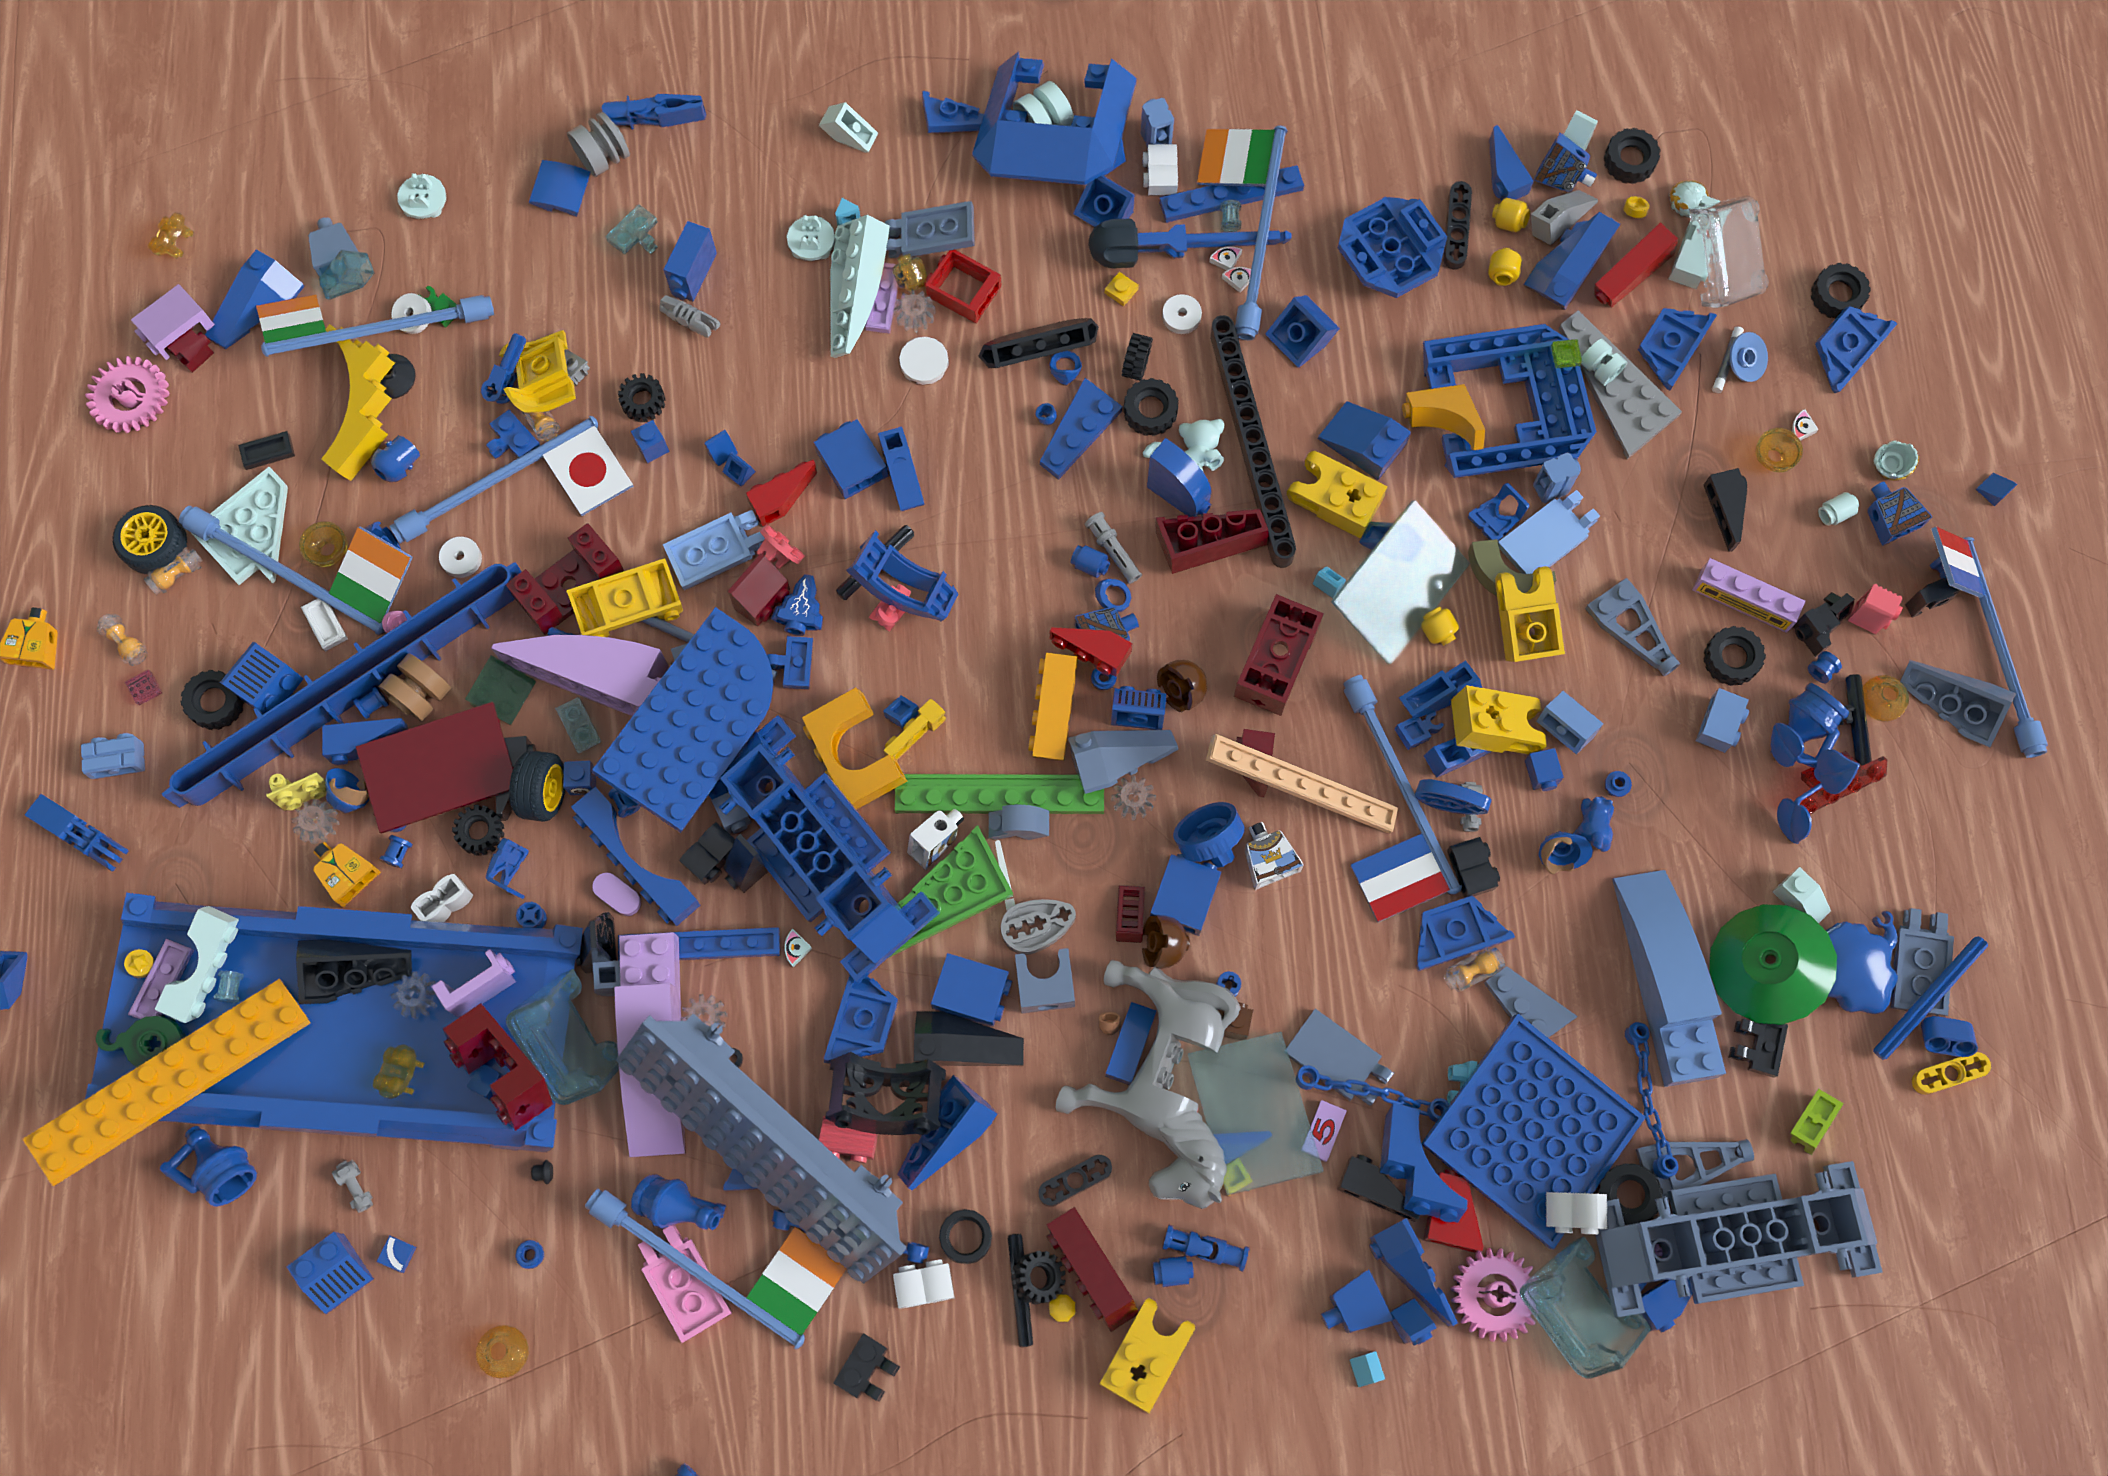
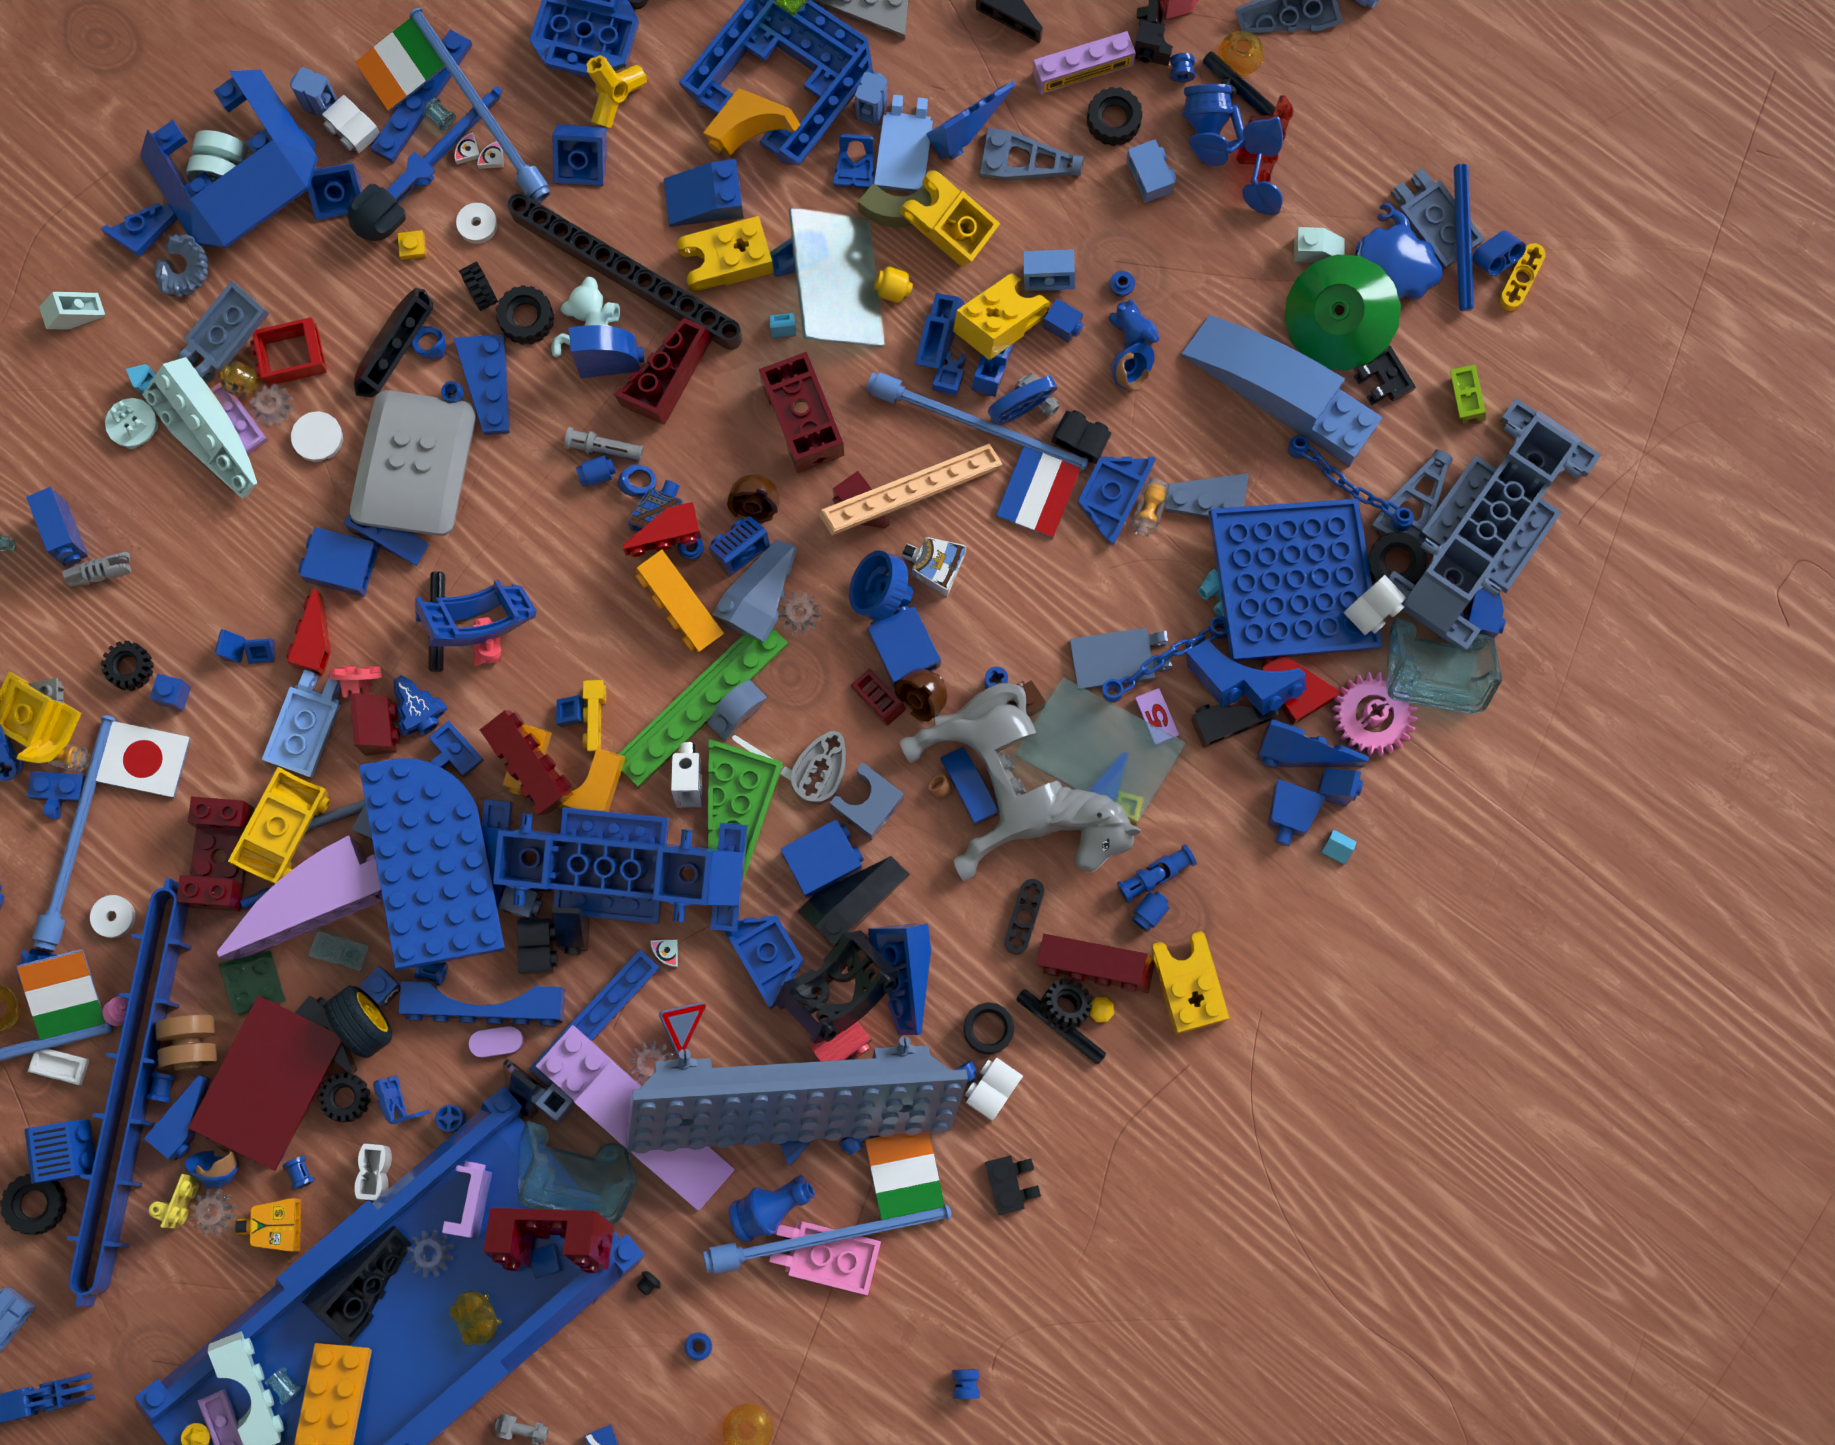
camera: 45 degrees left, 5 degrees up
(752, 1010) = (681, 1024): none -> piece
(830, 717) = (527, 762): none -> dark red wedge
(957, 174) = (194, 274): none -> sand blue piece
(968, 437) = (413, 463): none -> light grey wedge
(1371, 303) = (612, 87): none -> yellow piece
(1604, 559) = (960, 129): none -> blue wedge

